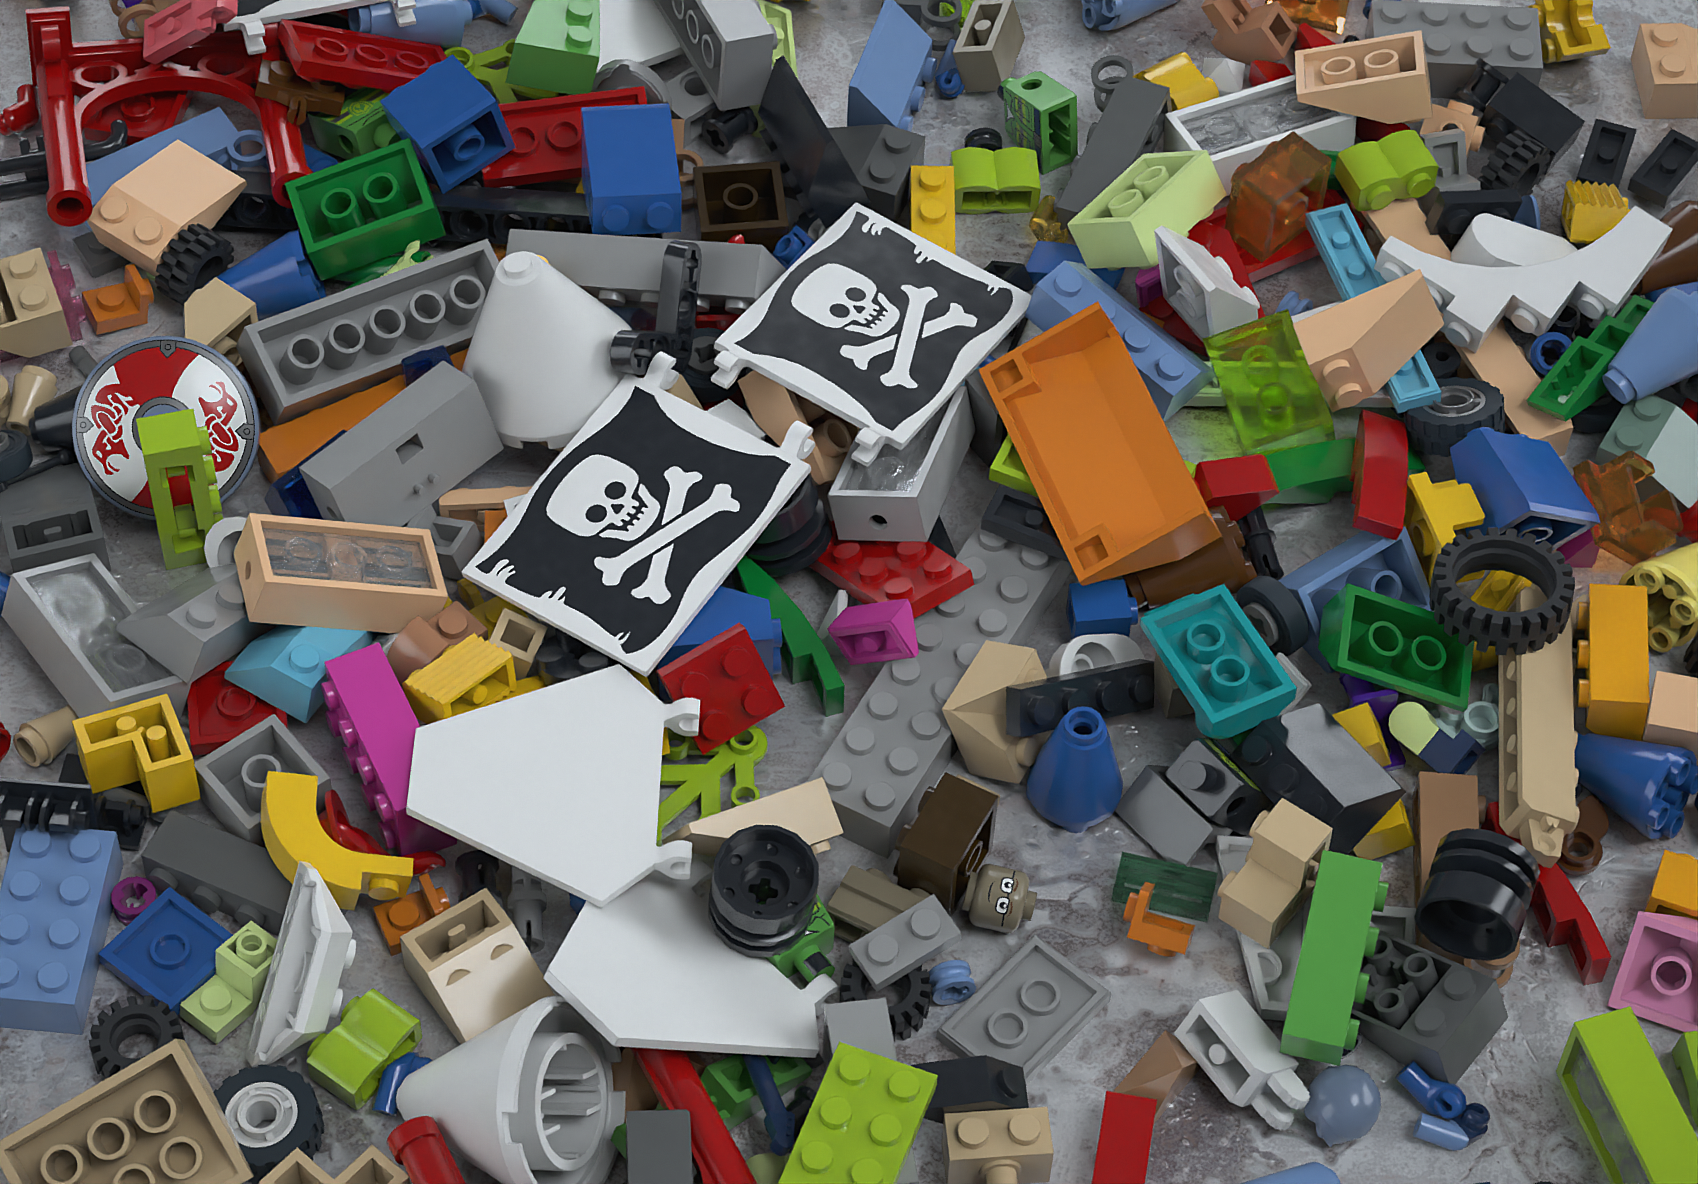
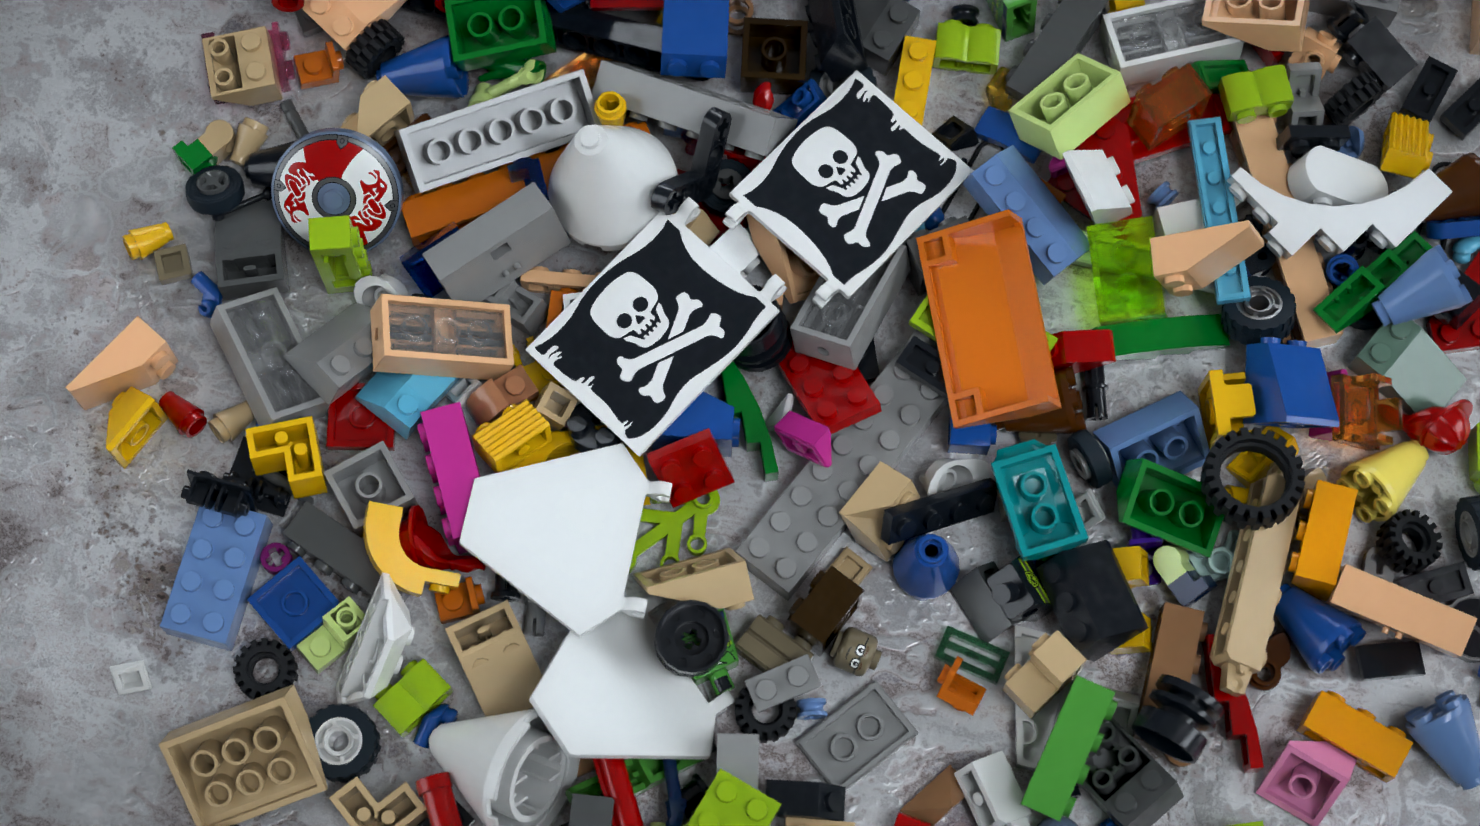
camera: 10 degrees right, 20 degrees up
(1379, 475) = (1191, 357): red slope -> none

